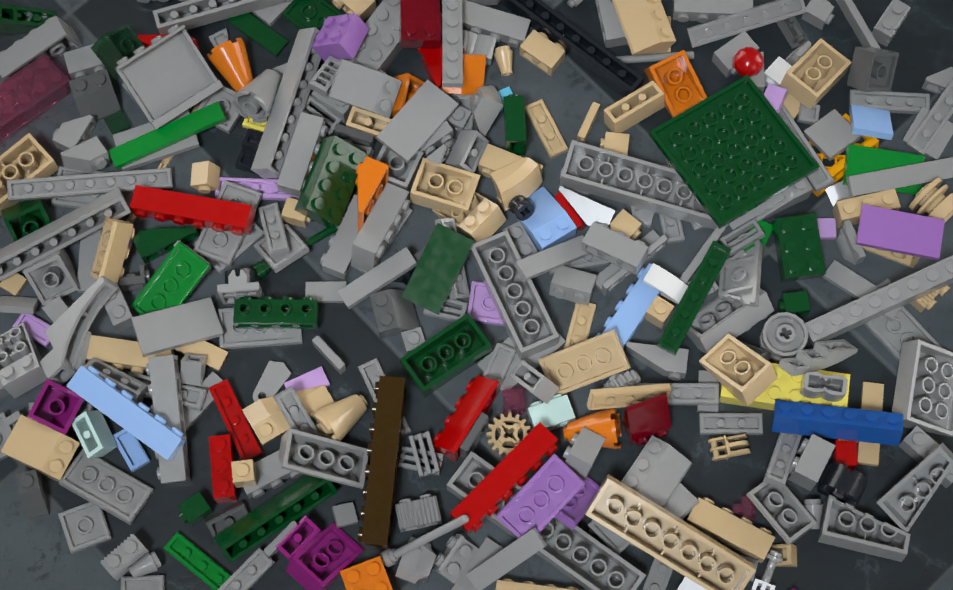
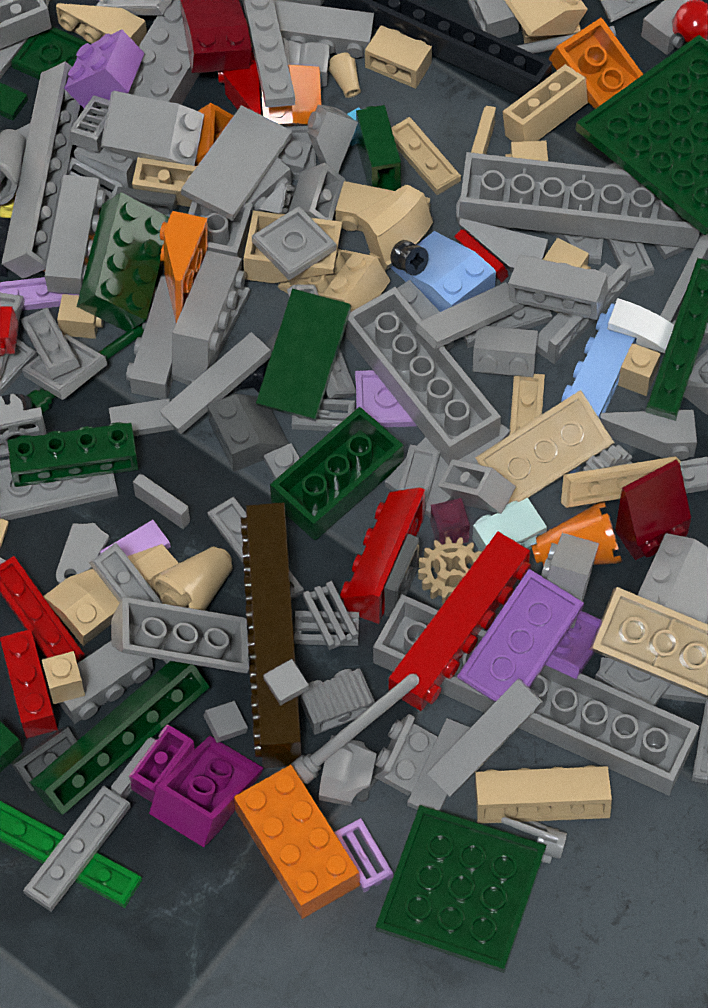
camera: 10 degrees left, 10 degrees down
(384, 504) = (286, 682): none -> light grey tile
(445, 187) = (293, 243): none -> light grey tile

